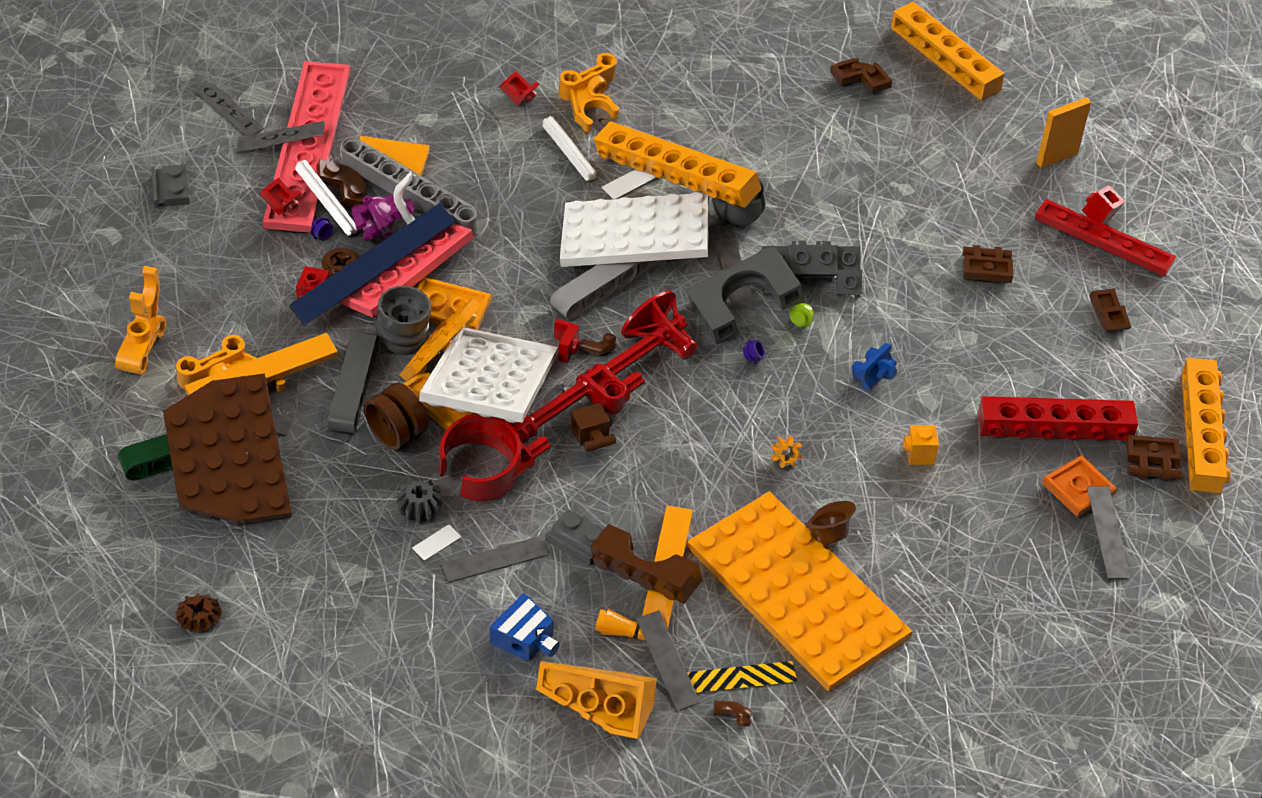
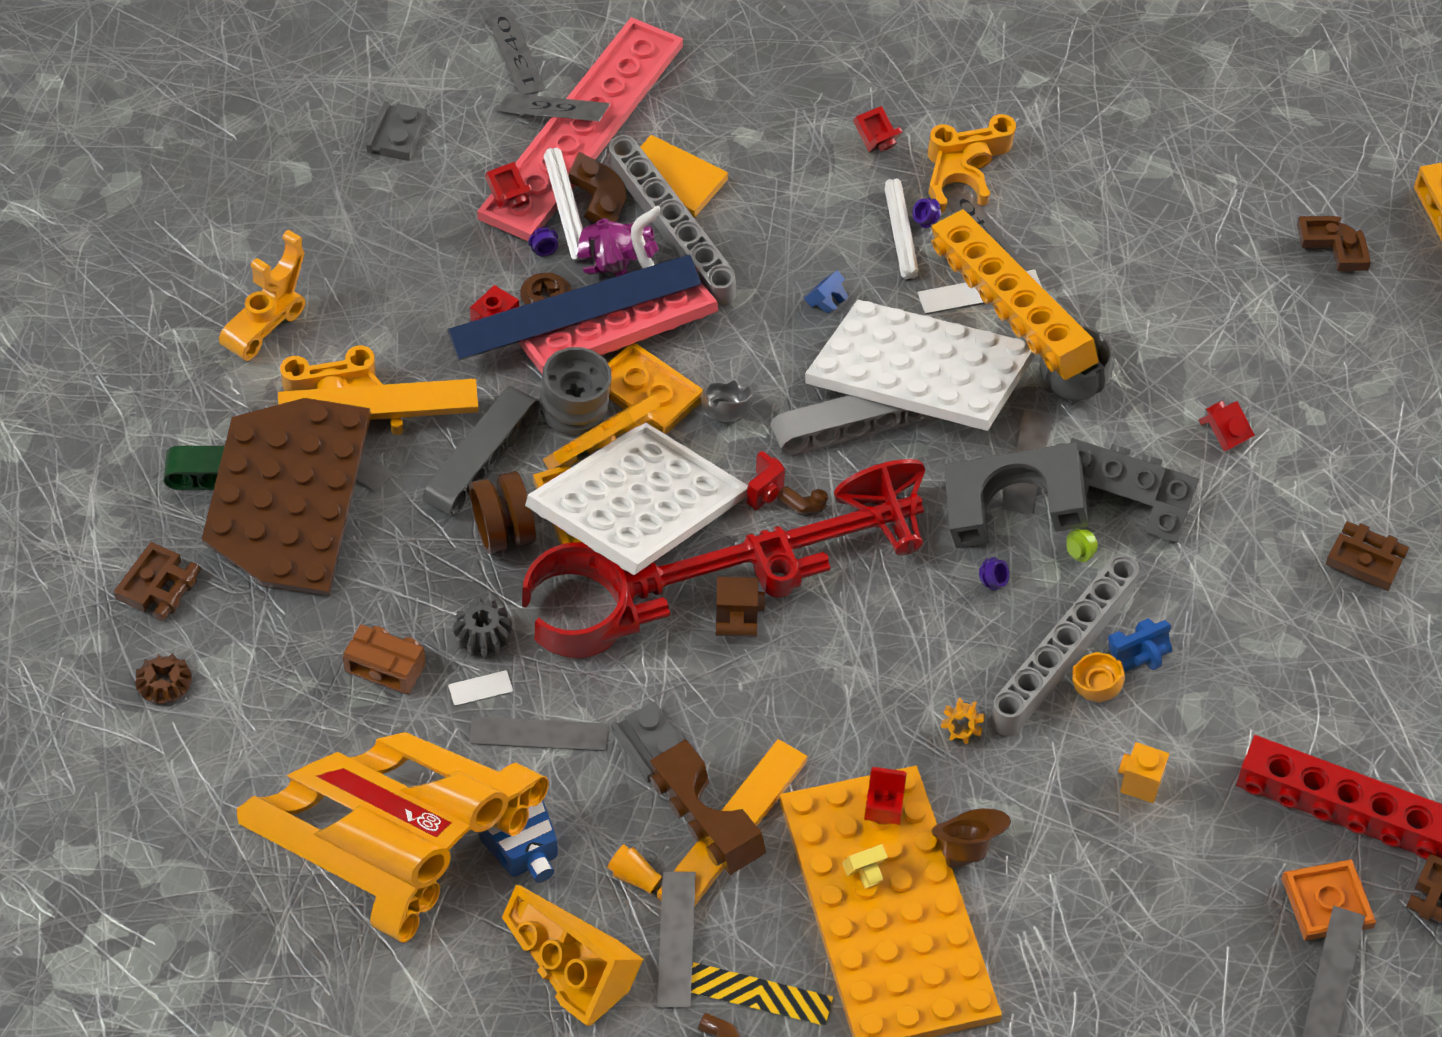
camera: 25 degrees right, 5 degrees up
(149, 546) = (148, 576): none -> reddish brown plate
(359, 543) = (384, 658): none -> dark orange brick
(440, 655) = (395, 834): none -> light orange panel
(511, 295) = (726, 401): none -> flat silver hair
(542, 204) = (822, 293): none -> blue tile
(577, 132) = (926, 212): none -> dark purple plate
(764, 515) = (885, 796): none -> red bracket
(776, 564) = (867, 865): none -> light yellow tile
(825, 382) = (1062, 657): none -> light grey beam
(855, 208) = (1228, 424): none -> red bracket
(859, 394) = (1098, 677): none -> light orange hair

